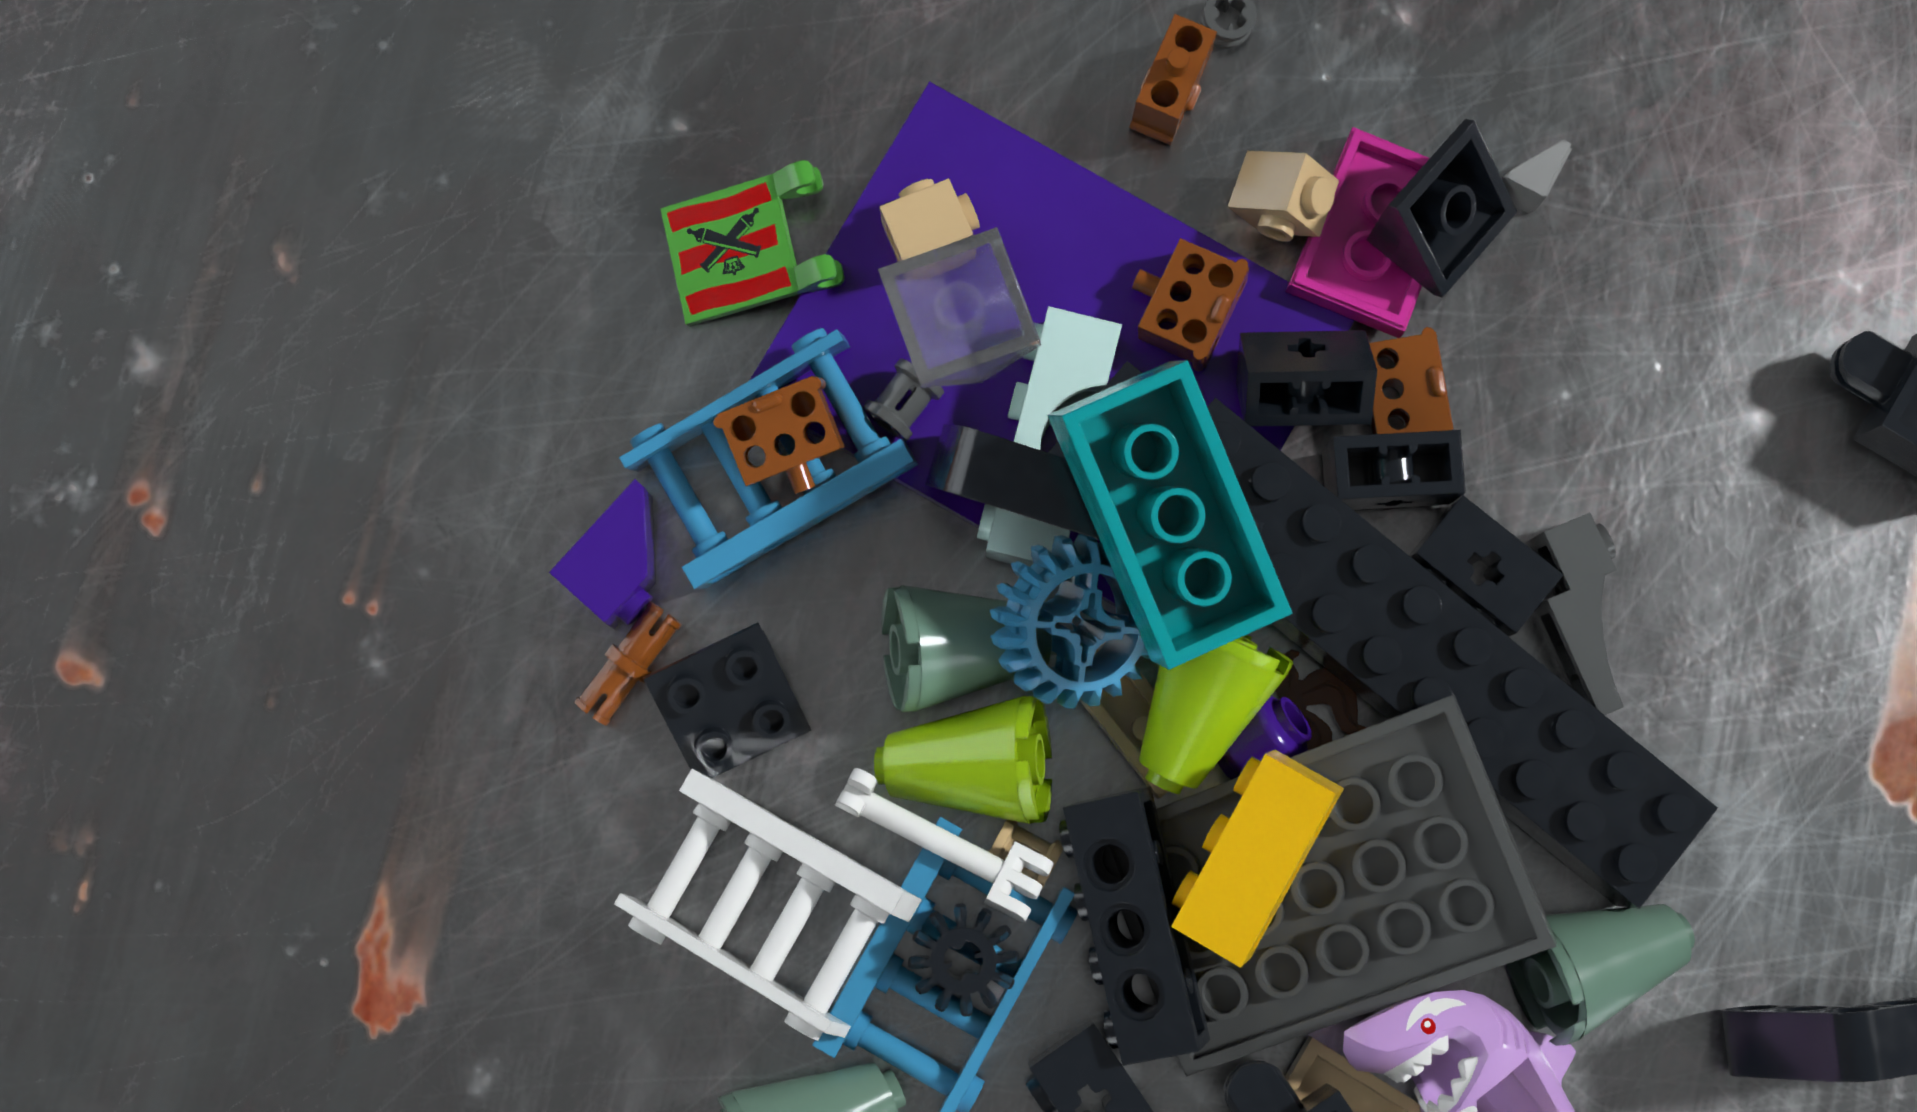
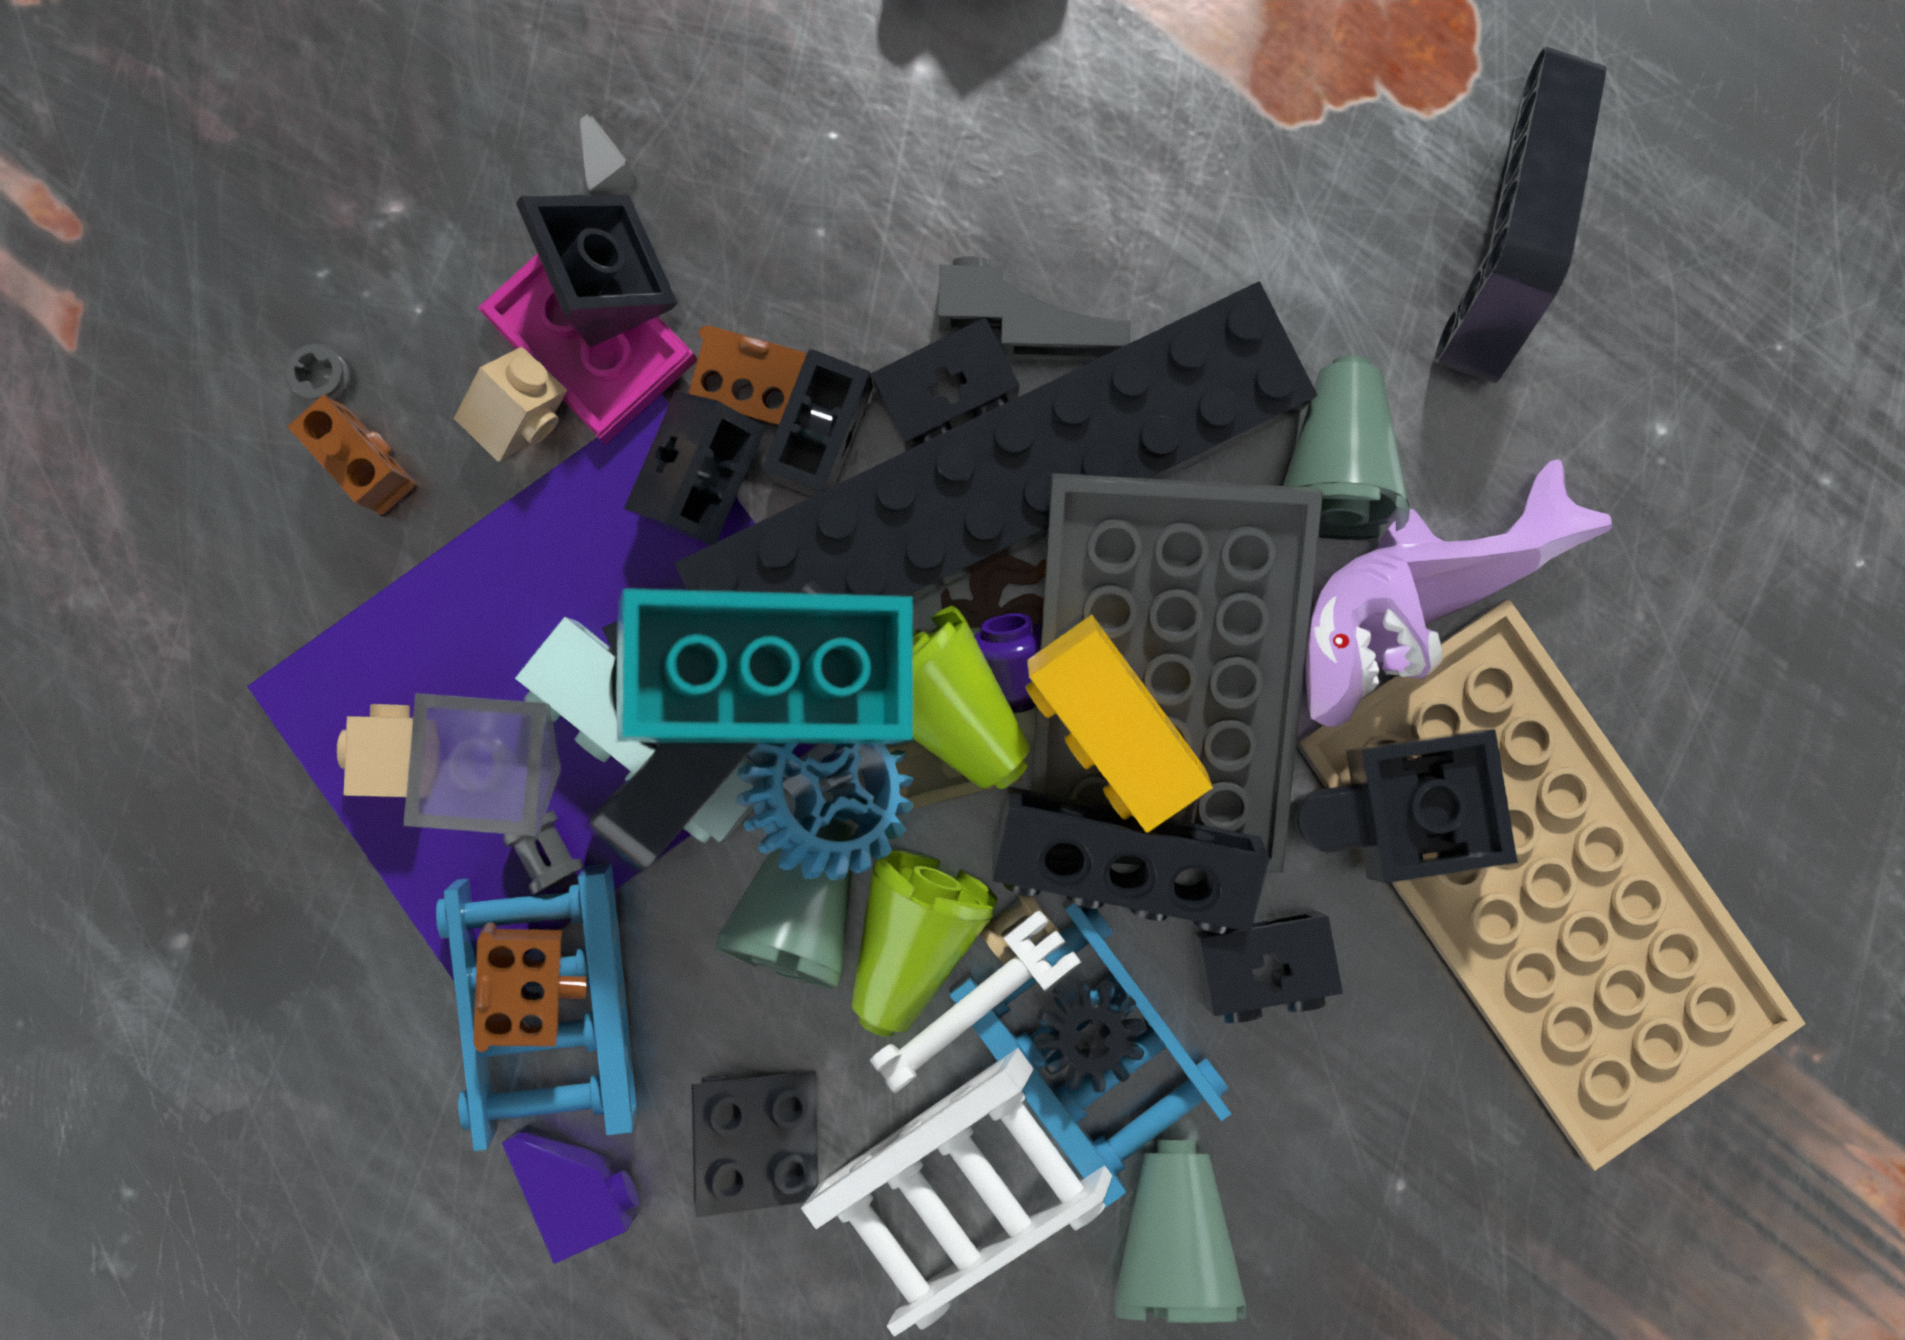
camera: 65 degrees left, 5 degrees up
(627, 663) = (675, 1220): dark orange pin -> none
(737, 249) = (324, 942): flag -> none
(1201, 317) = (592, 536): dark orange piece -> none

